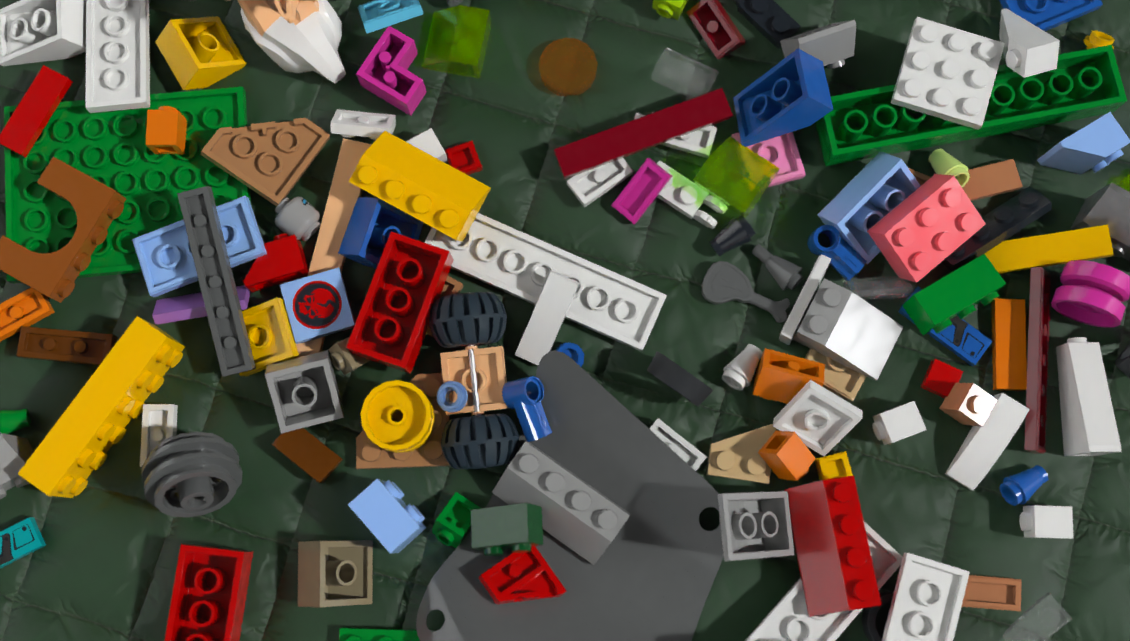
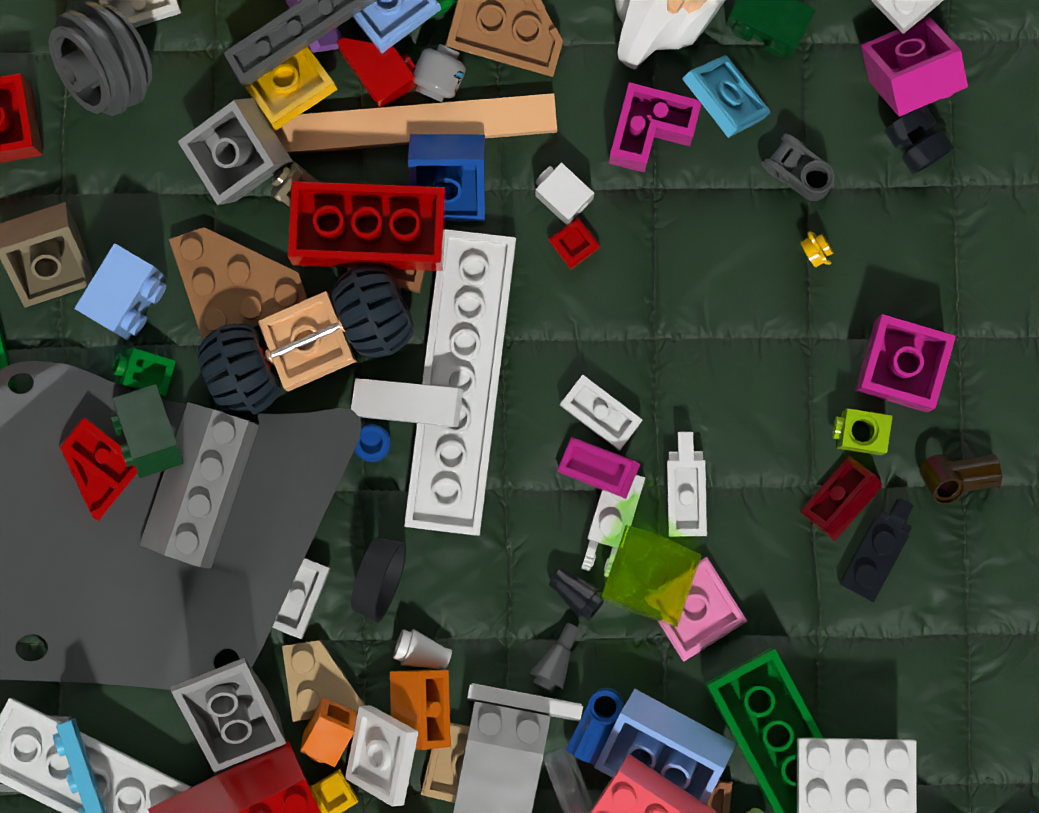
camera: 80 degrees right, 5 degrees up
(308, 453) = (168, 180): reddish brown slope -> none
(317, 305) = (341, 132): tile -> none
(363, 124) = (578, 111): white plate -> none
(380, 409) = (212, 272): yellow wheel -> none
(420, 185) = (515, 203): yellow slope -> none
(443, 396) = (270, 314): medium blue plate -> none
(458, 41) = (718, 189): clear neon green slope -> none
(526, 398) = (299, 408): blue piece -> none
(568, 67) = (730, 332): clear orange tile -> none
(643, 133) = (668, 448): dark red tile -> none
(683, 74) = (766, 477): clear slope -> none
(728, 283) = (519, 604): dark grey piece -> none
(783, 99) = (760, 605): blue slope -> none
(828, 43) = (847, 631): light grey slope -> none

